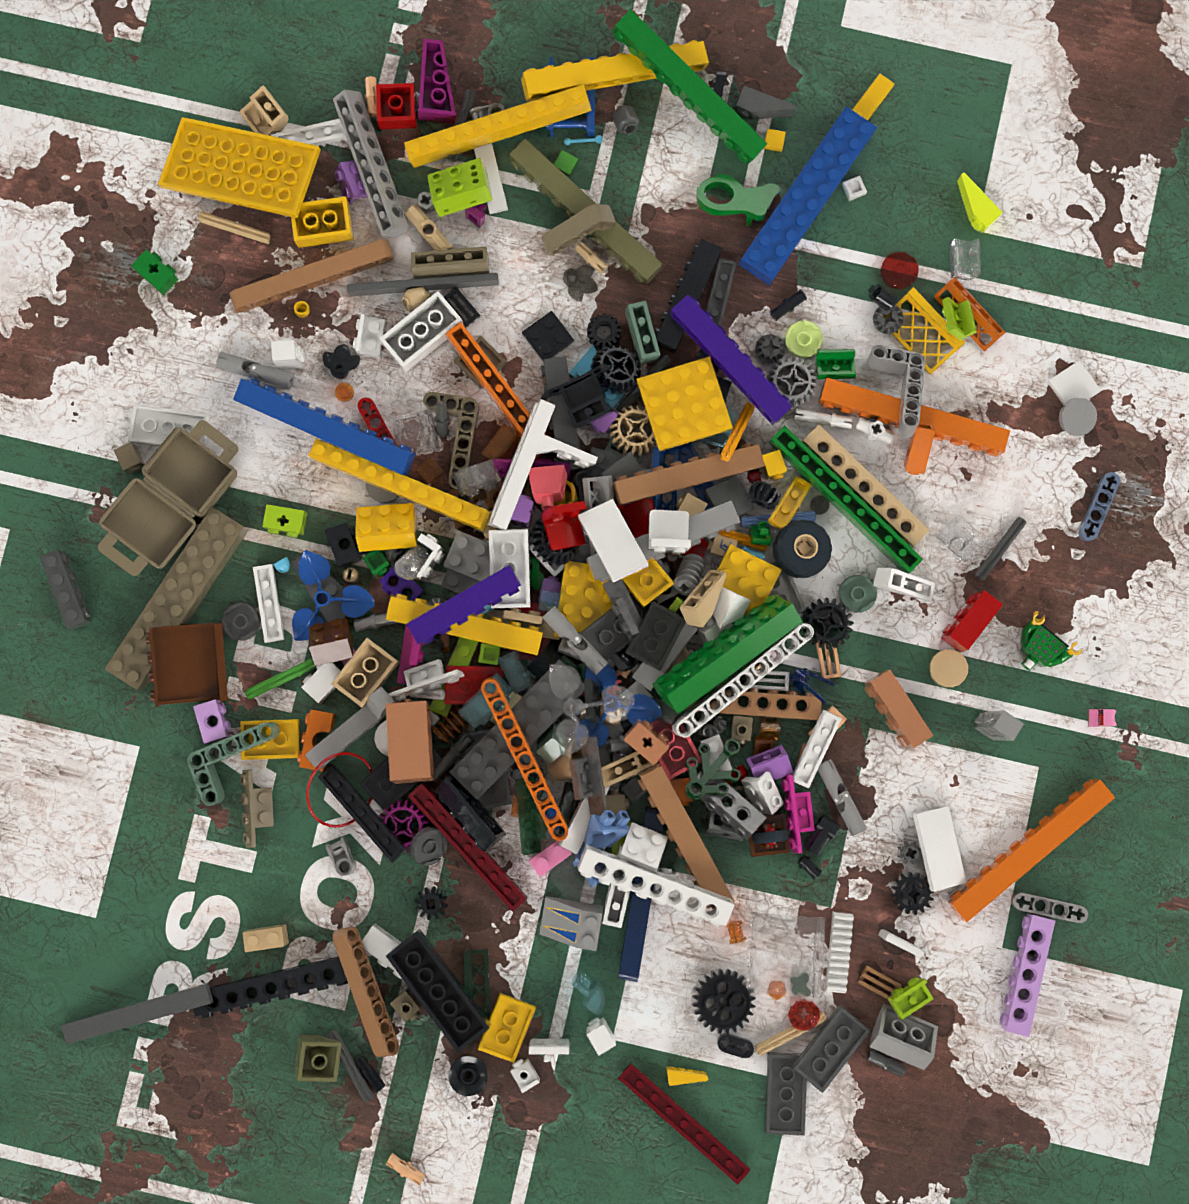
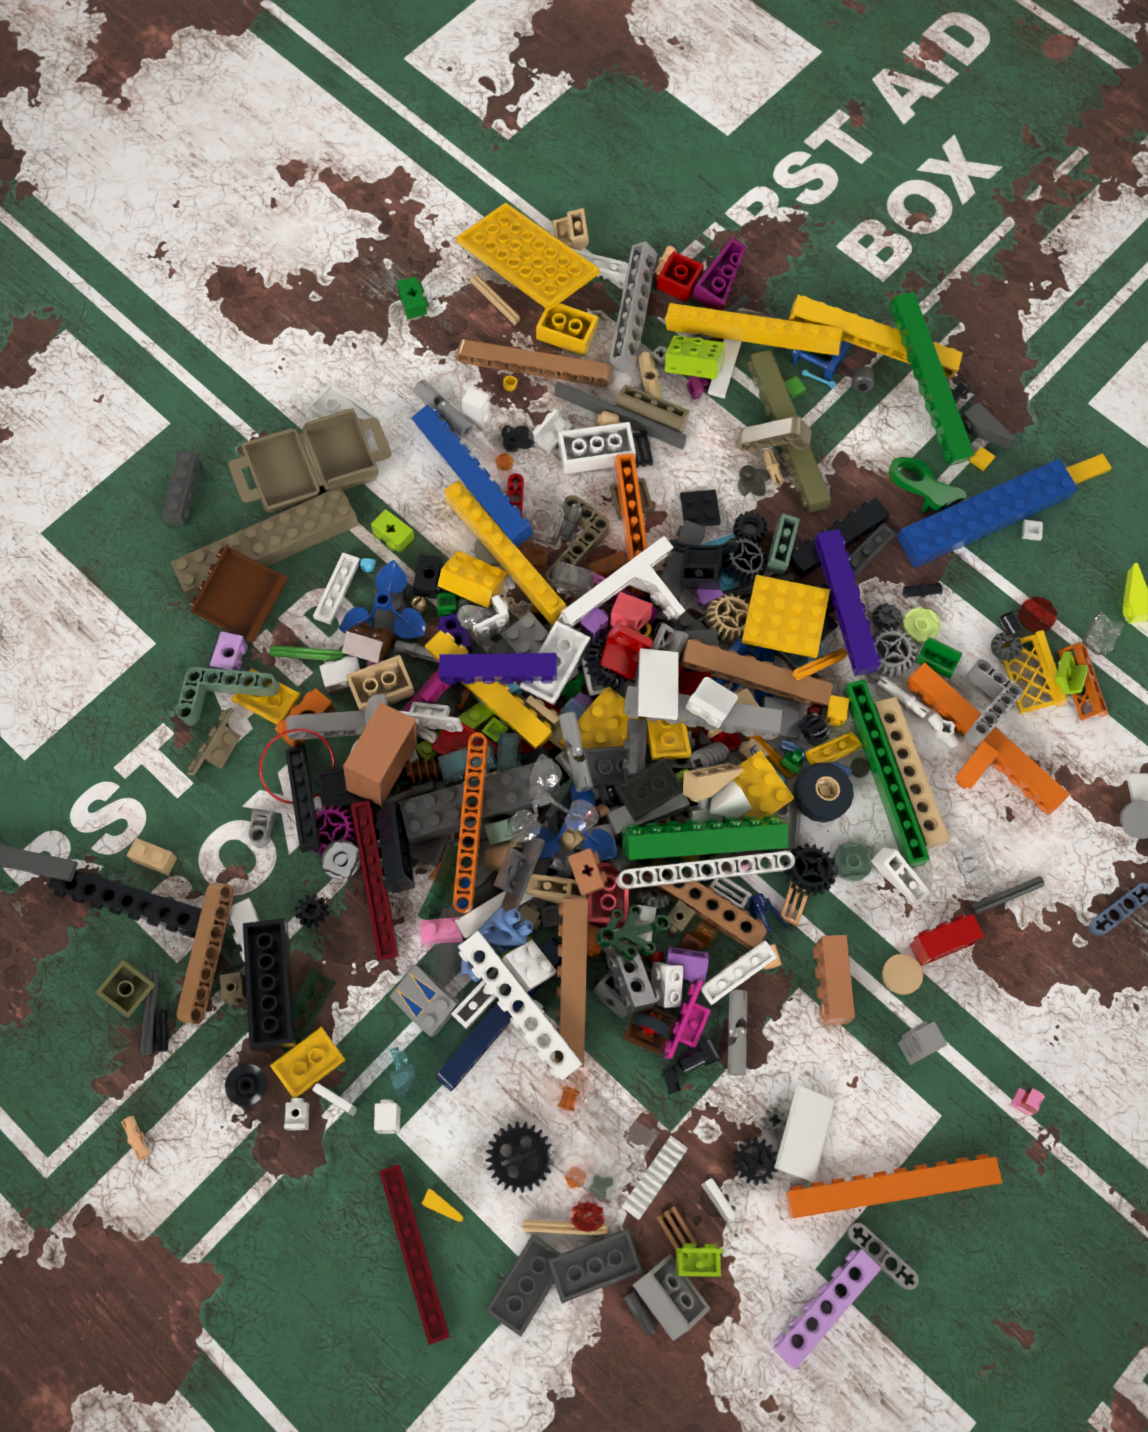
camera: 30 degrees right, 15 degrees down
(129, 458) = (299, 416): dark tan brick -> none
(241, 621) = (304, 591): dark grey tile -> none
(350, 181) = (608, 311): medium lavender bracket -> none
(733, 1050) = (502, 1211): black beam -> none
(1043, 646) = (1003, 1002): green torso -> none

